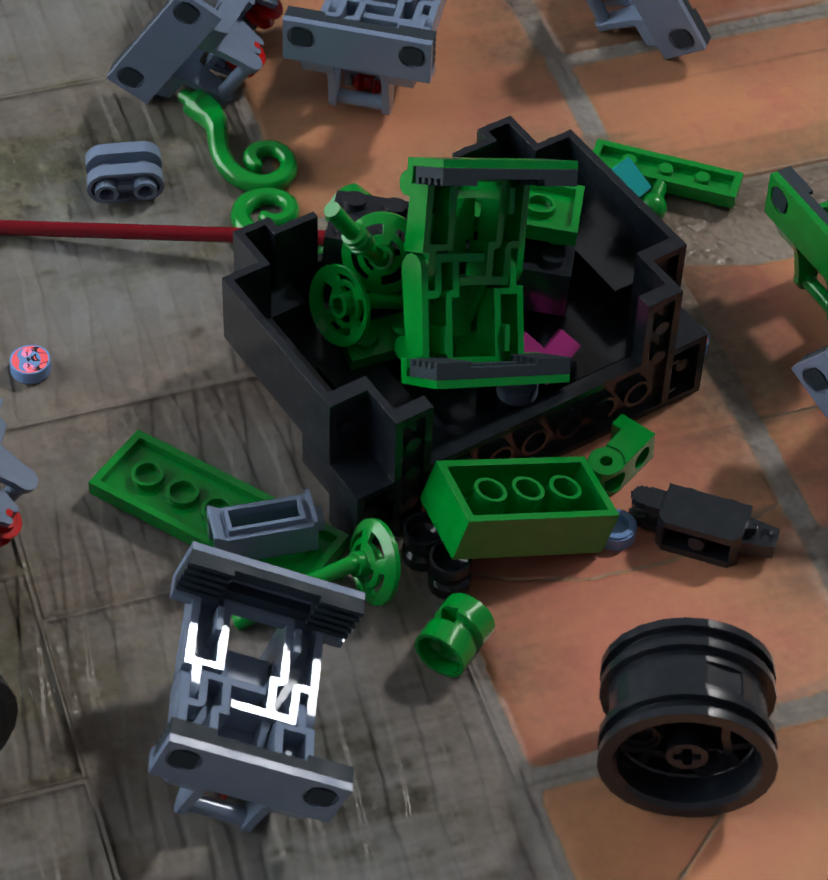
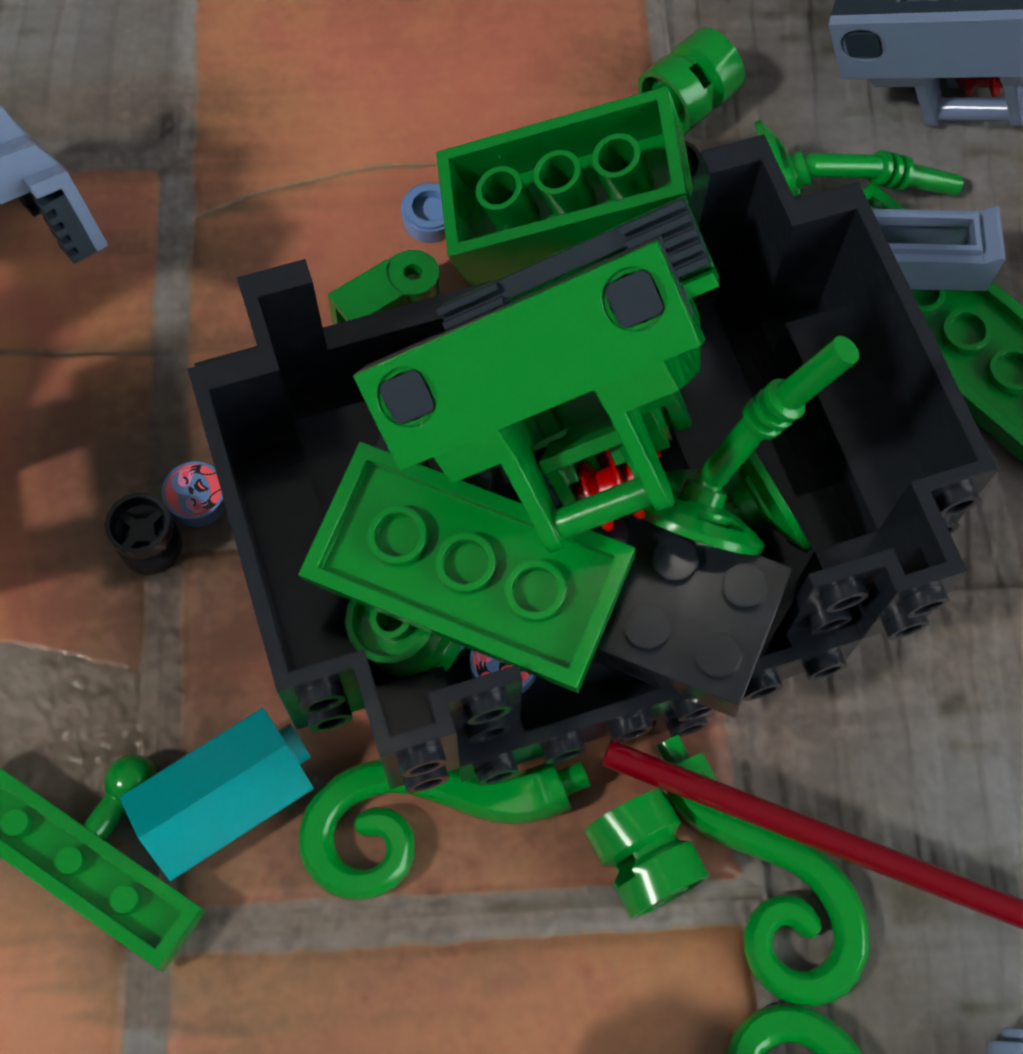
camera: 165 degrees left, 20 degrees up
(702, 525) = (318, 172): black hinge -> none
(707, 304) = (136, 521): none -> black wheel

